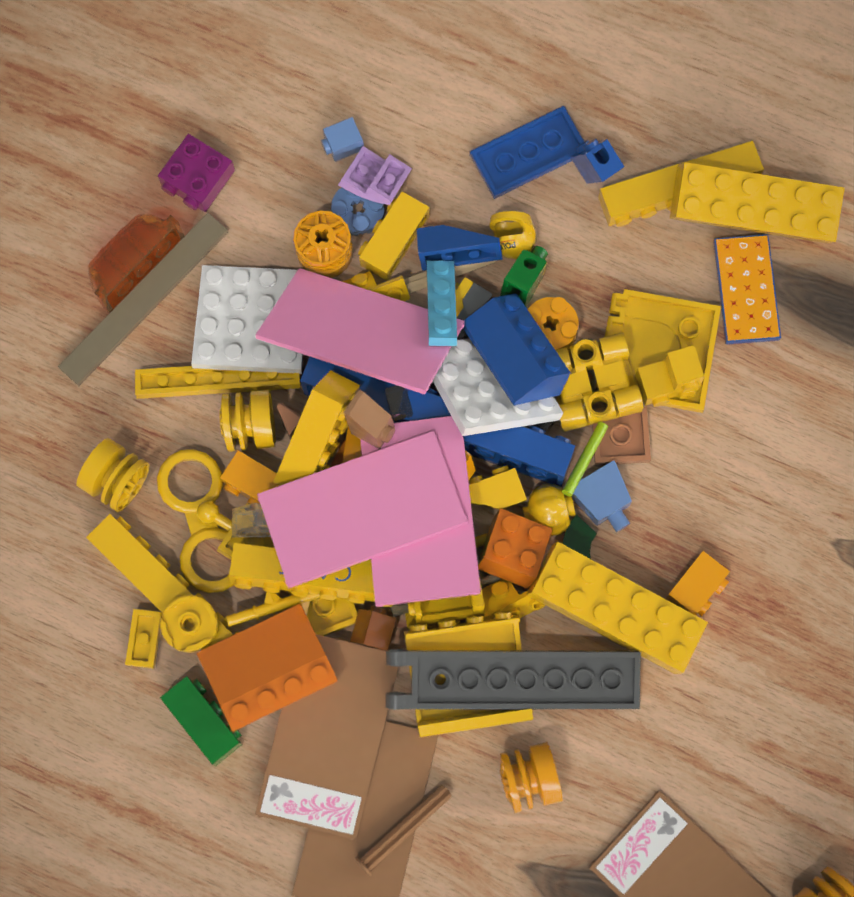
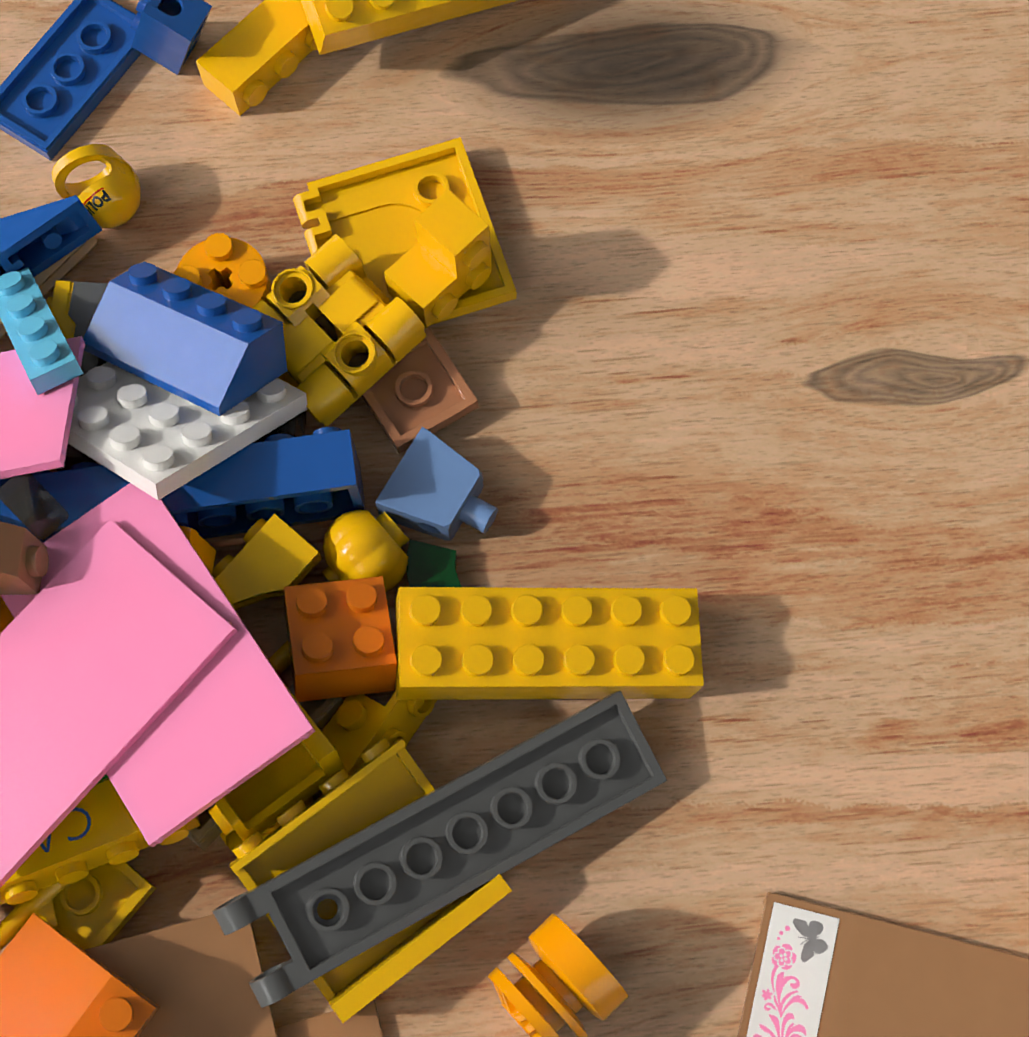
camera: 30 degrees left, 5 degrees down
(373, 628) = (179, 886): dark orange brick -> none
(526, 274) = (146, 224): green torso -> none
(585, 459) = (377, 448): lime bar -> none
(699, 584) = (651, 539): light orange brick -> none
(747, 289) = (485, 101): light orange tile -> none

